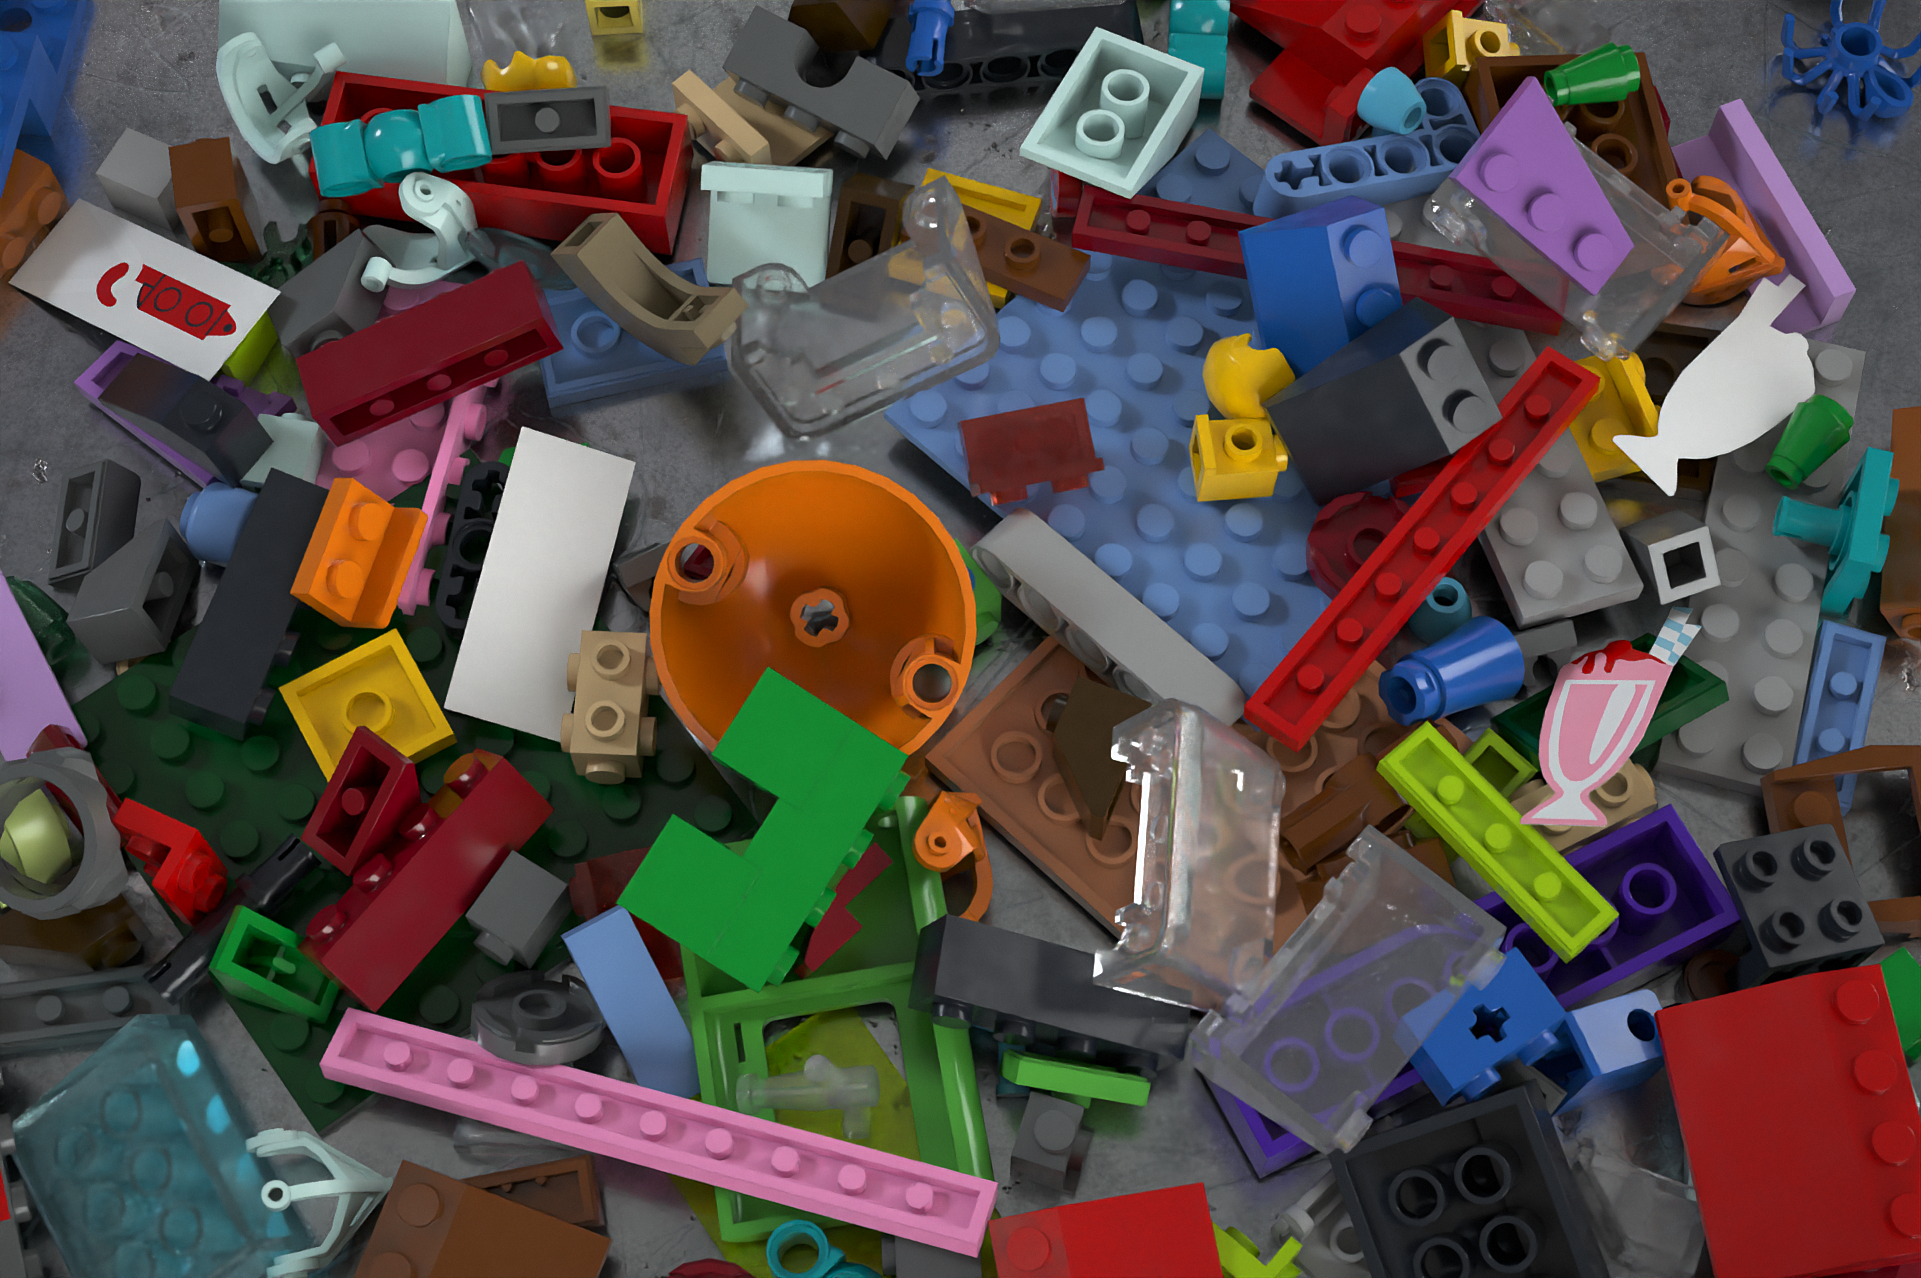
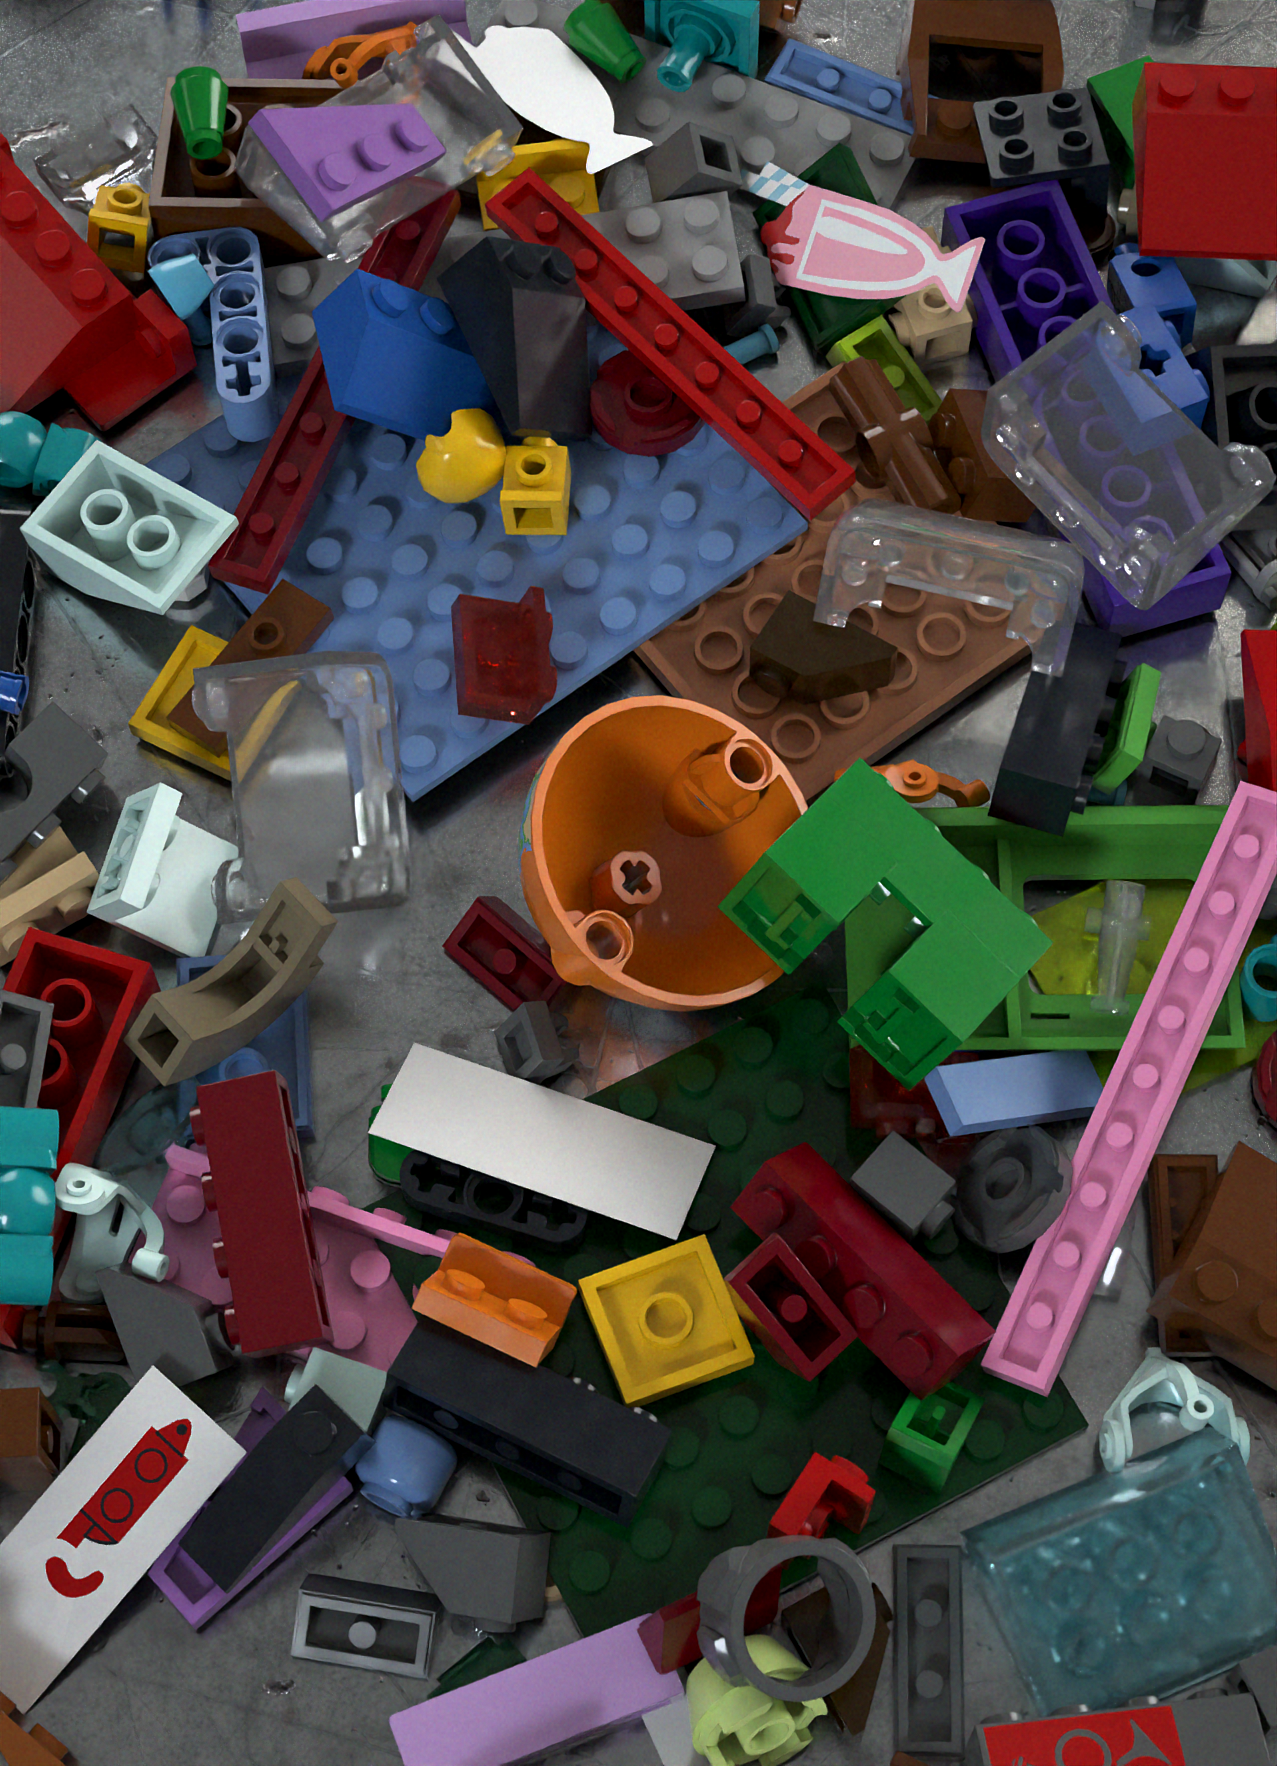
camera: 80 degrees left, 0 degrees up
(258, 892) = (891, 1502): black pin -> none
(611, 704) = (696, 1083): tan brick -> none
(866, 220) = (196, 772): dark brown slope -> none
(1064, 194) = (188, 609): red tile -> none
(1100, 618) = (694, 622): light grey beam -> none
(1460, 671) = (782, 354): blue plant -> none
(1495, 844) = (965, 340): lime tile -> none

